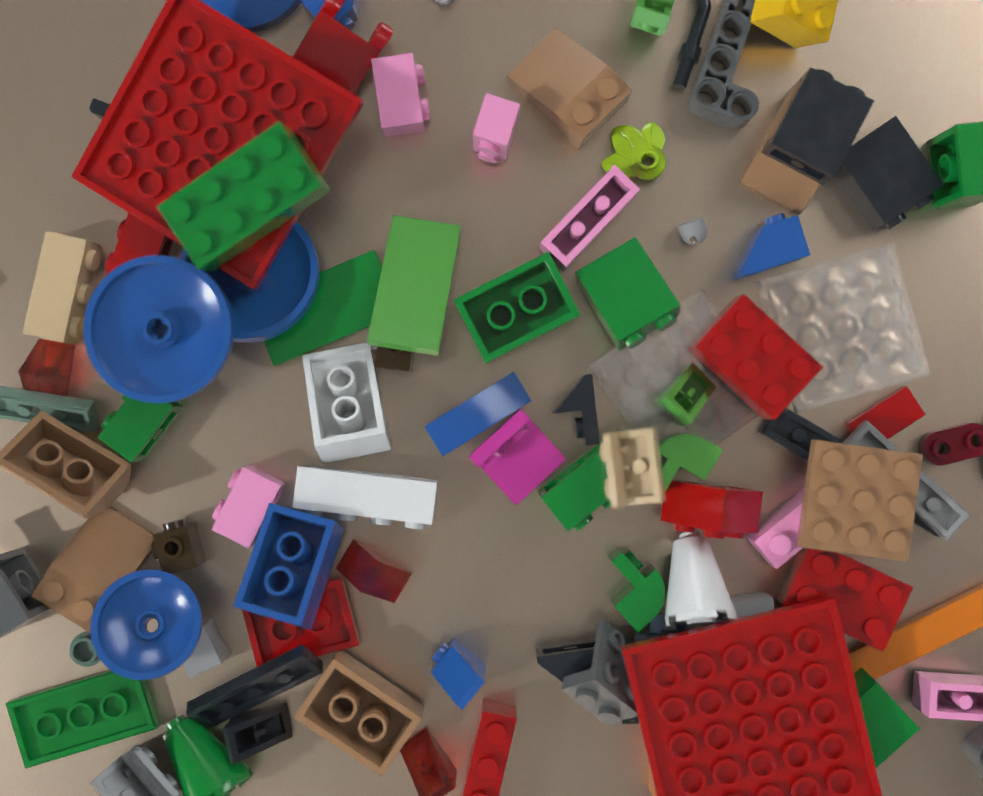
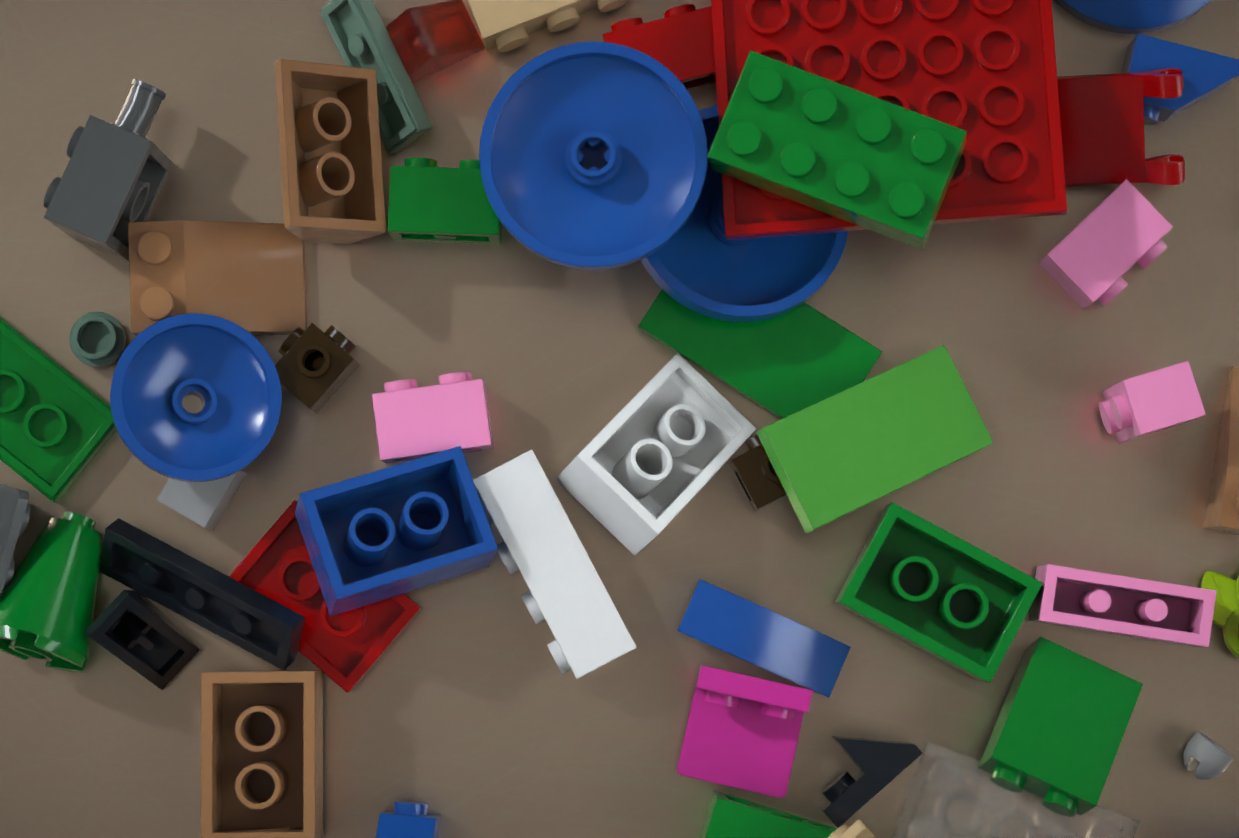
camera: 55 degrees right, 5 degrees down
(373, 572) = (456, 644): clear red slope -> none

